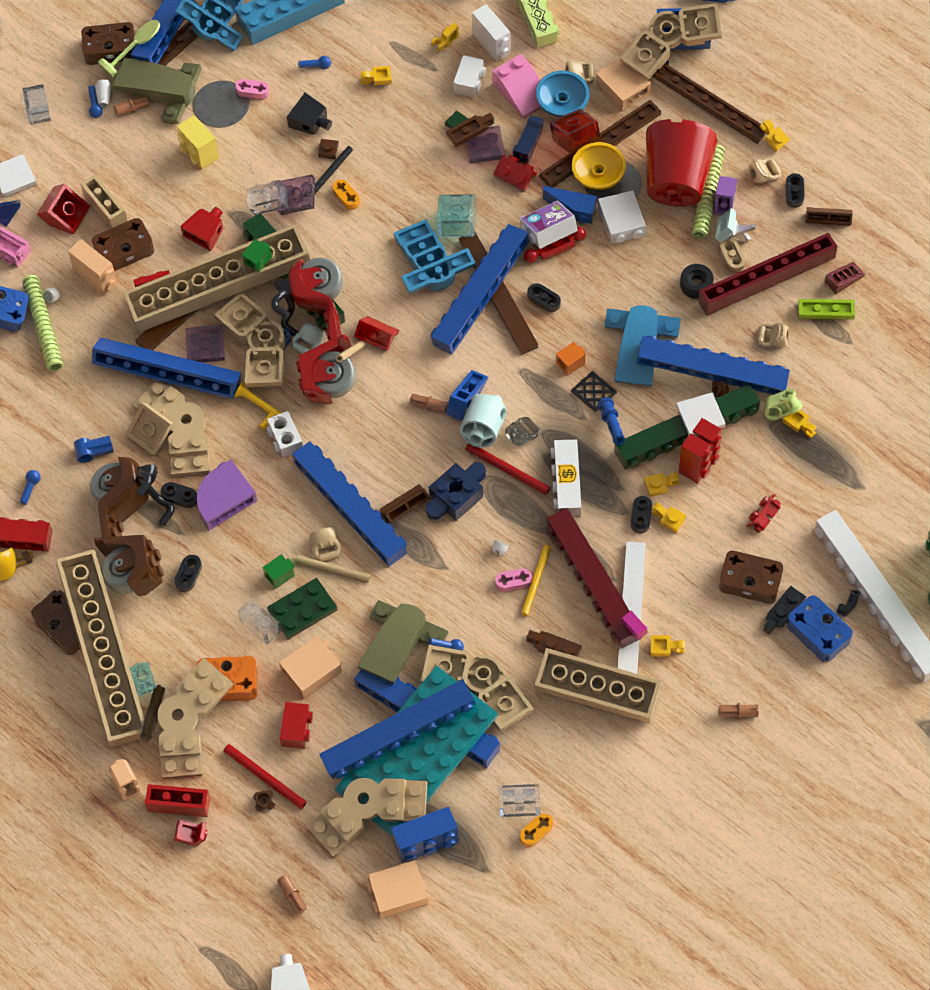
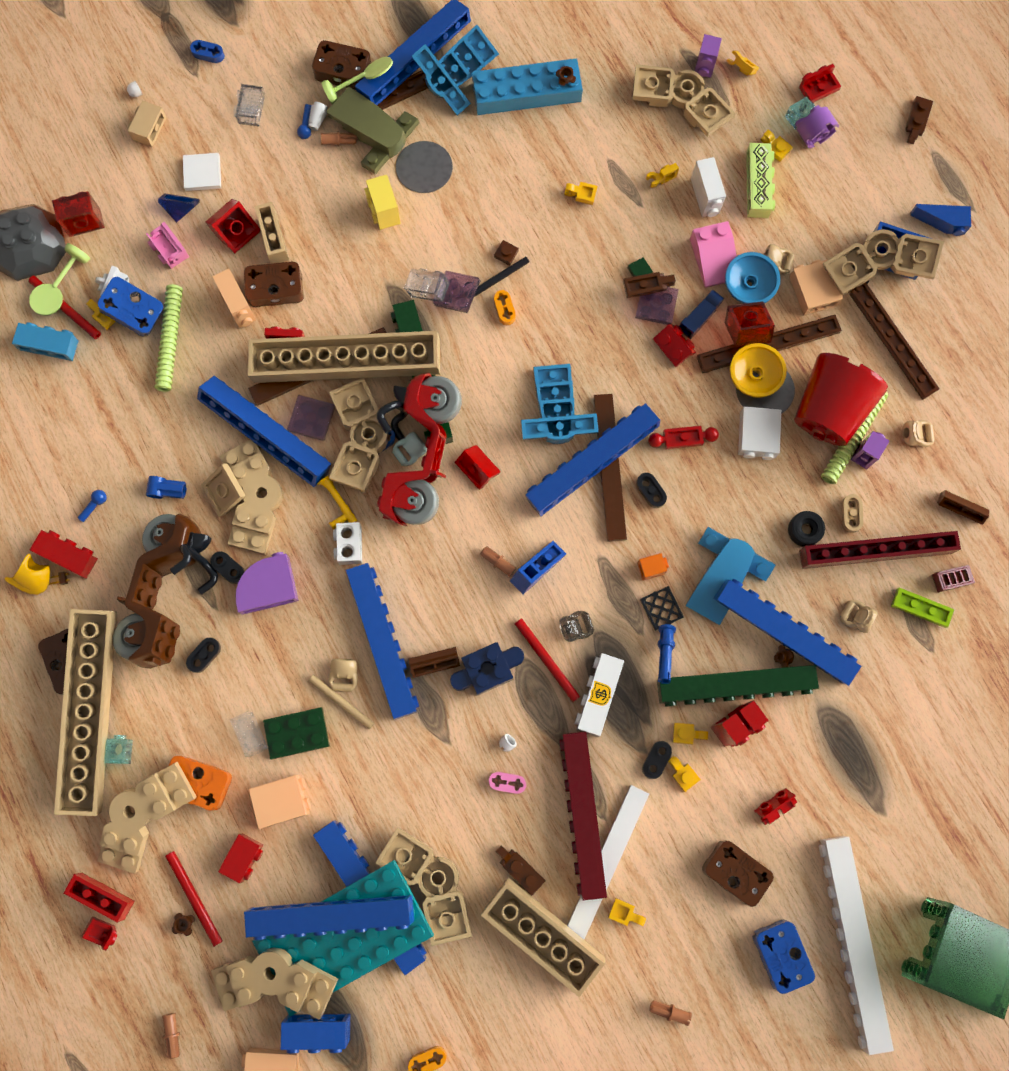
camera: 15 degrees right, 15 degrees up
(51, 295) = (189, 311): white hinge -> none
(124, 779) = (56, 855): light nougat brick -> none
(152, 713) = (104, 804): dark brown axle -> none
(203, 228) = (357, 294): red torso -> none
(251, 89) = (457, 163): bright pink beam -> none
(257, 255) = (386, 352): green brick -> none
(279, 571) = (288, 687): green brick -> none
(308, 116) = (500, 211): black torso -> none
(323, 62) = (536, 158): blue bar -> none
(350, 351) = (439, 485): tan piece -> none
(396, 639) = (370, 808): olive slope -> none
(453, 644) = (424, 831): blue bar -> none
(456, 215) = (600, 371): clear light blue brick -> none
(468, 76) = (669, 224): white brick -> none
(483, 420) = (540, 606): light aqua cylinder -> none
(519, 800) = (421, 1027): clear brick -> none
(535, 581) = (528, 791): yellow bar -> none
(548, 224) = (684, 415): brick -> none
(579, 204) = (718, 401): blue slope -> none
(634, 625) = (602, 893): dark pink piece -> none
(697, 408) = (755, 682): white tile -> none
(728, 228) = (860, 485): light aqua piece -> none
(776, 137) = (943, 401): yellow plate -> none
(780, 611) = (756, 918): black hinge -> none
(781, 404) = (838, 697): yellowish green piece -> none
(795, 192) = (940, 467): black plate -> none
(800, 421) = (848, 718): yellow plate -> none
(850, 605) = (823, 940): black arm -> none

